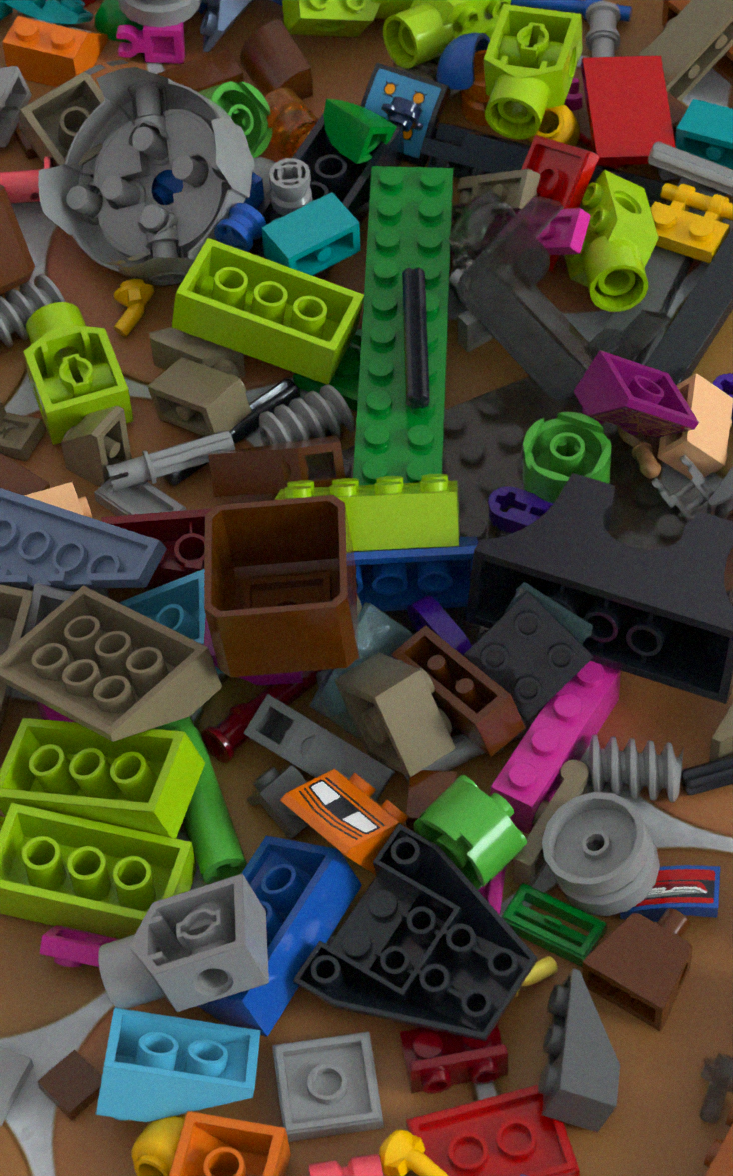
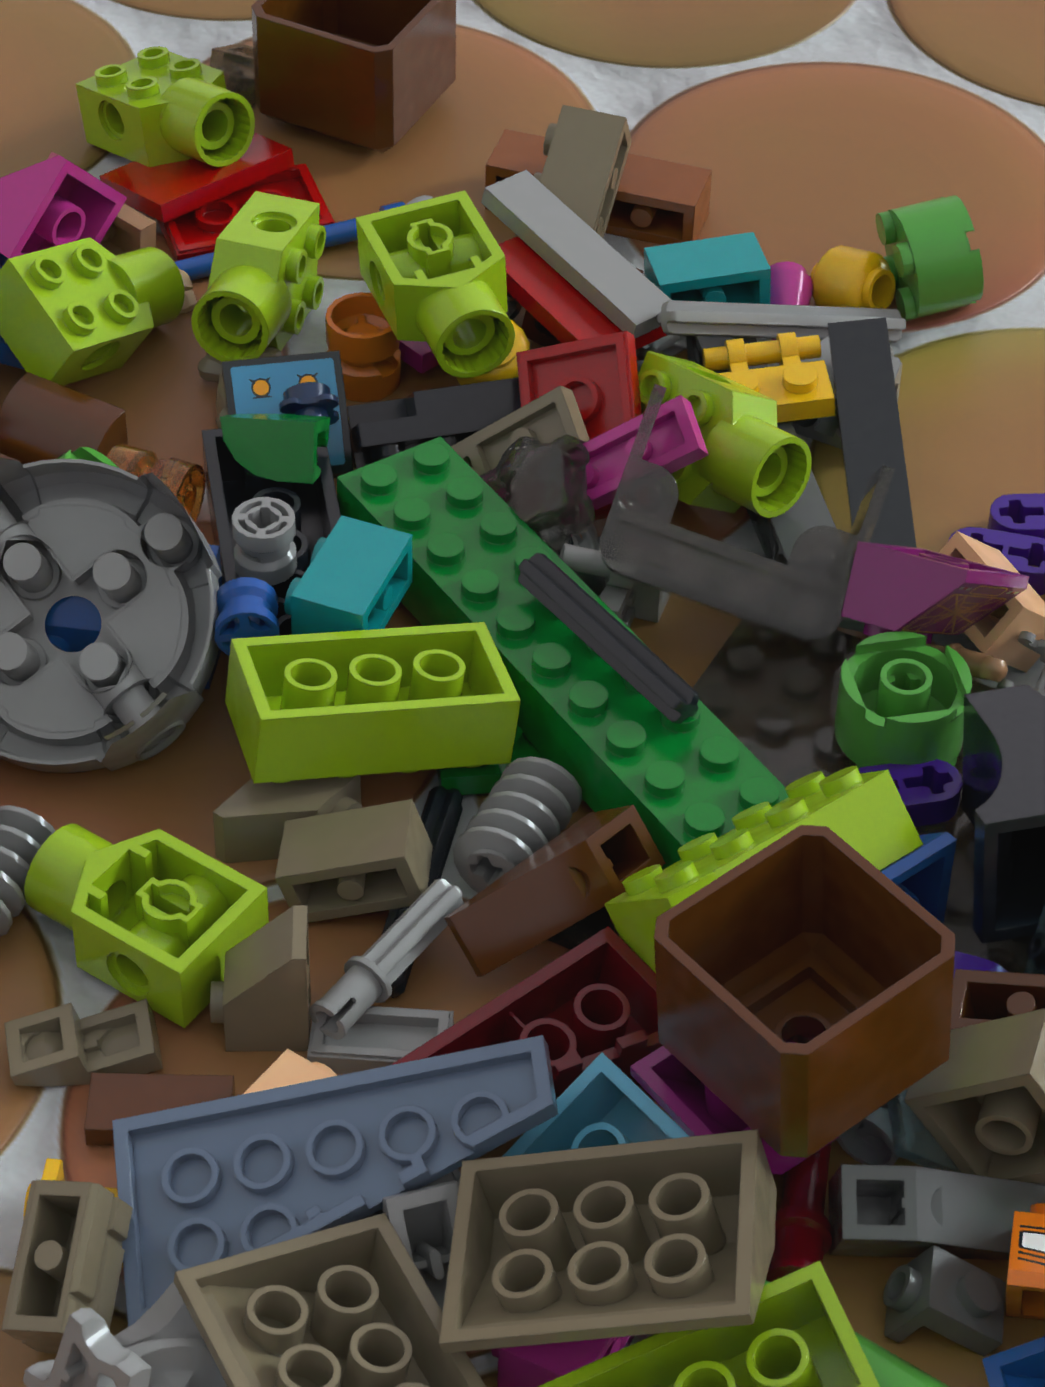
camera: 40 degrees left, 10 degrees down
(134, 296) = (131, 787): yellow plate -> none
(457, 60) = (324, 319): blue helmet -> none
(638, 83) = (576, 252): none -> light grey tile

